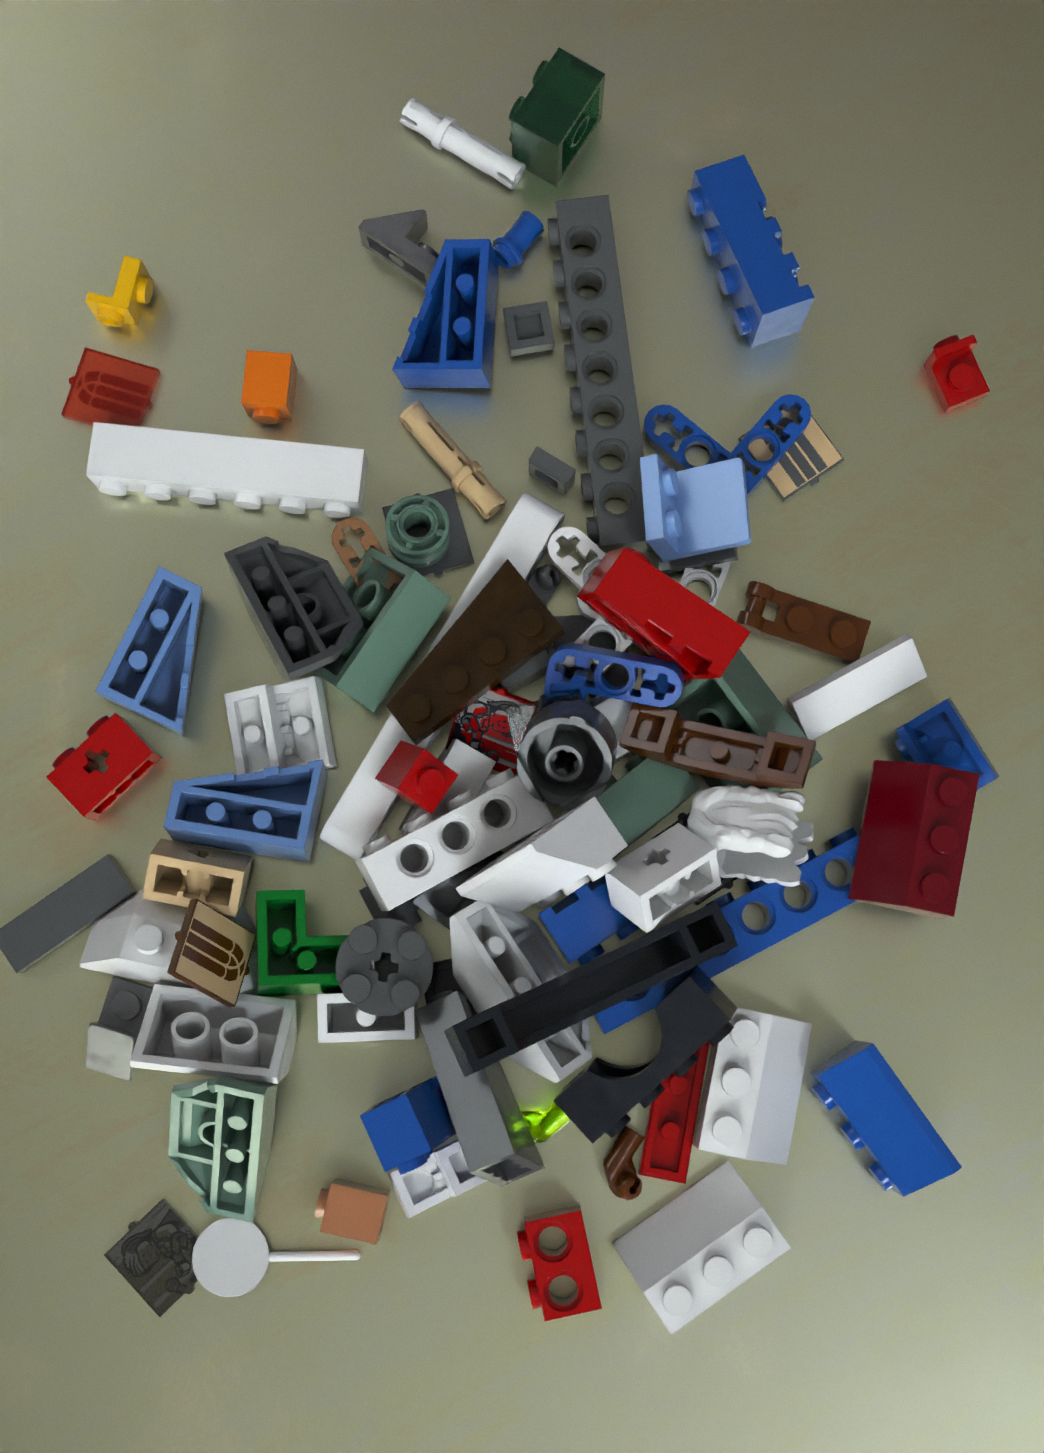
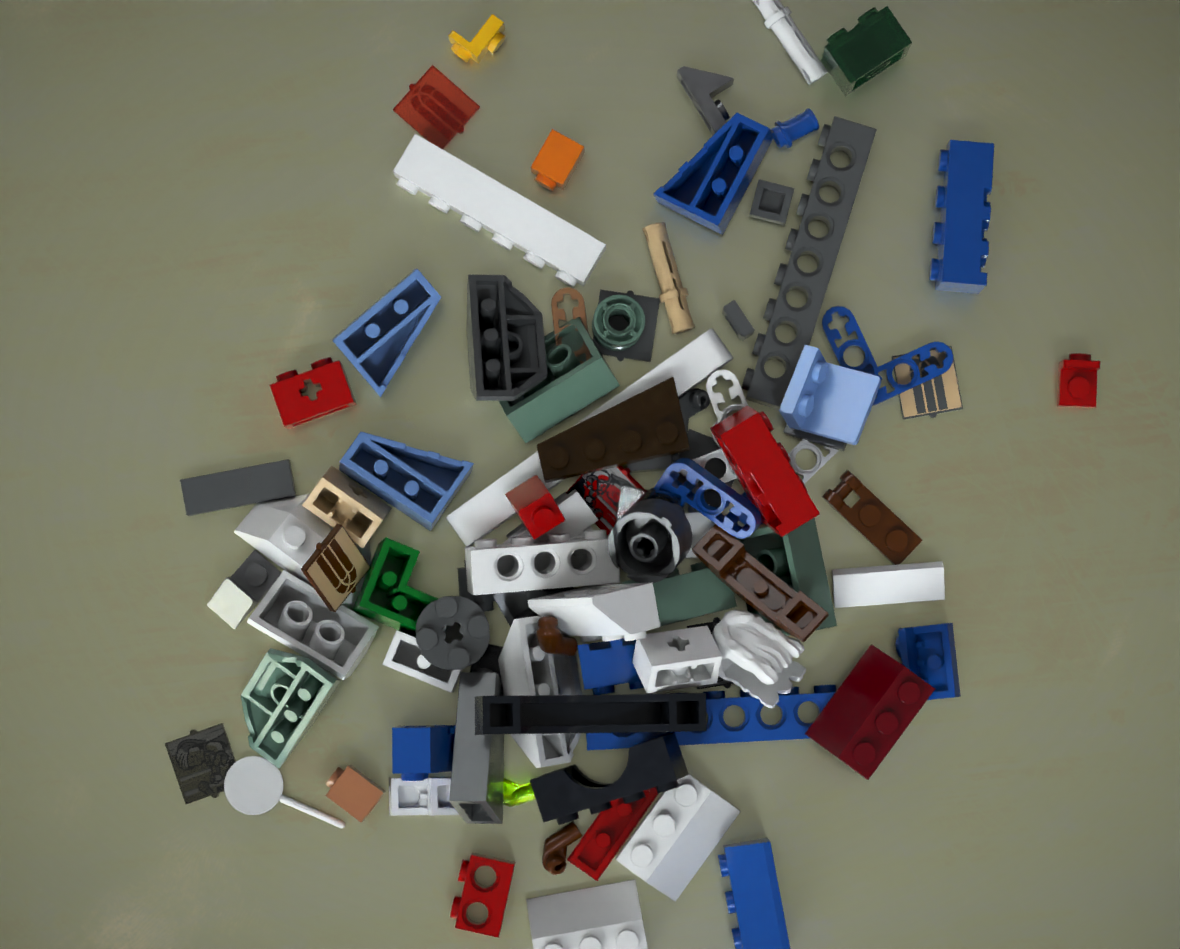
camera: 30 degrees right, 5 degrees up
(280, 726) = (451, 423): white slope -> none
(503, 920) = (551, 640): none -> reddish brown arm

